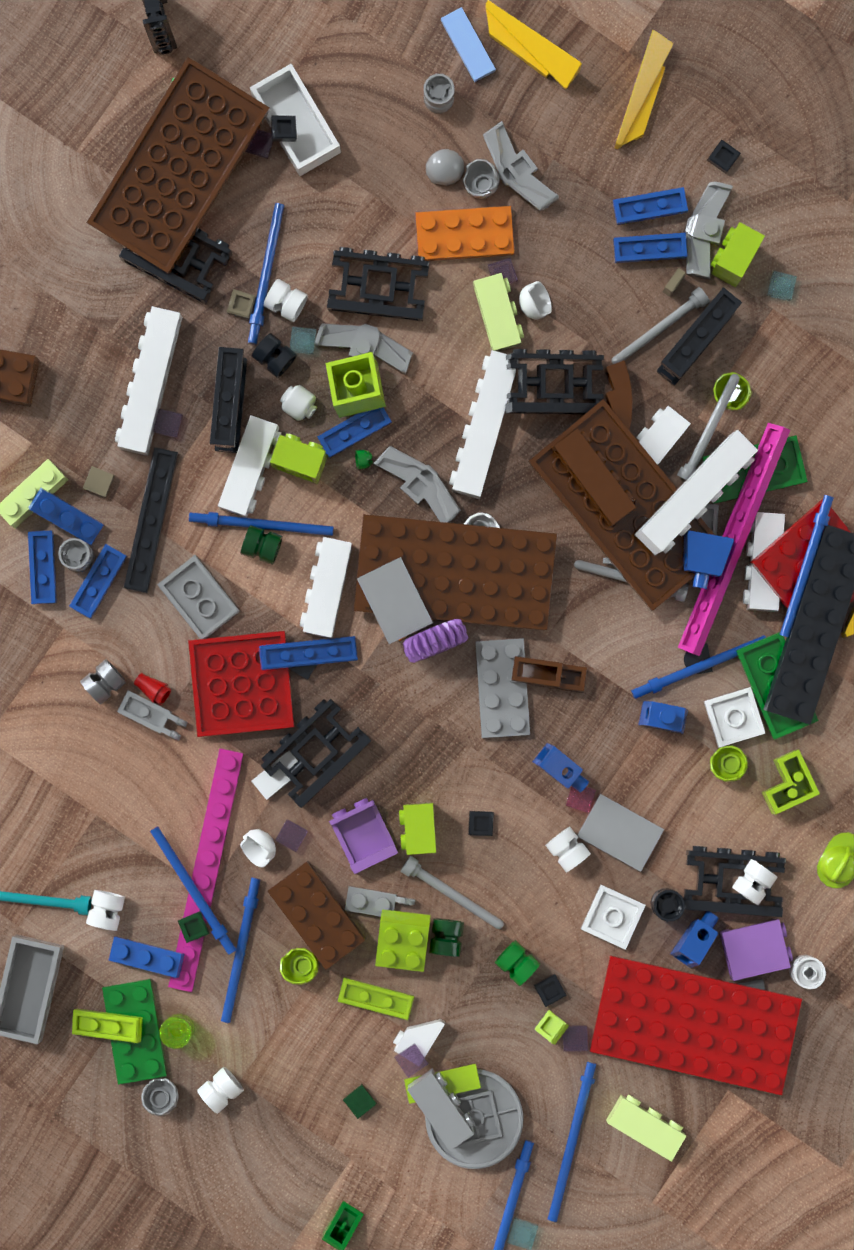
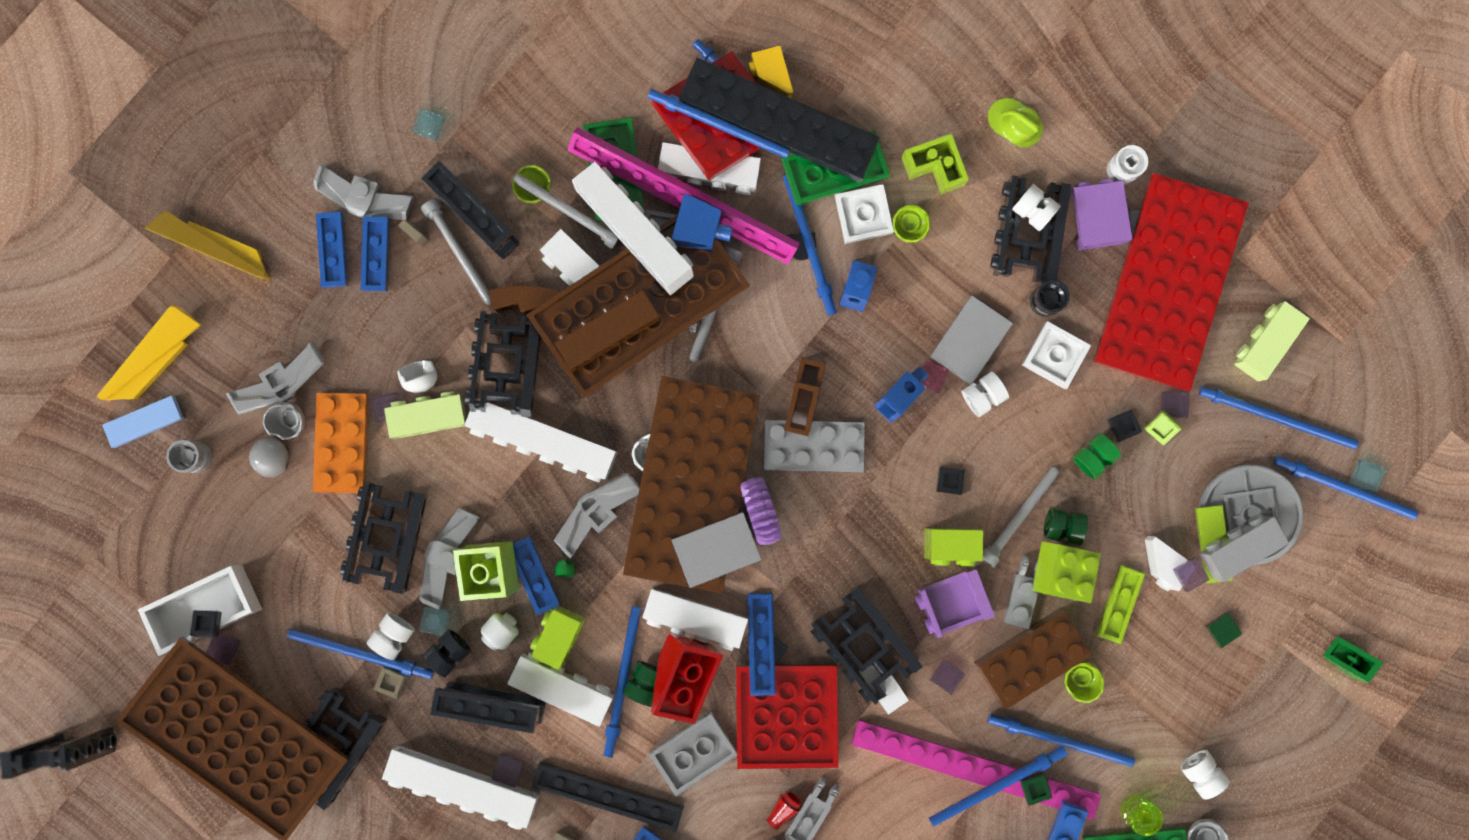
camera: 85 degrees left, 0 degrees up
(258, 847) = (958, 712): white hair -> none
(270, 581) = (684, 677): none -> red slope
(690, 948) = (1096, 274): blue torso -> none
(723, 156) = (289, 171): black tile -> none
(740, 247) = (389, 163): lime brick -> none

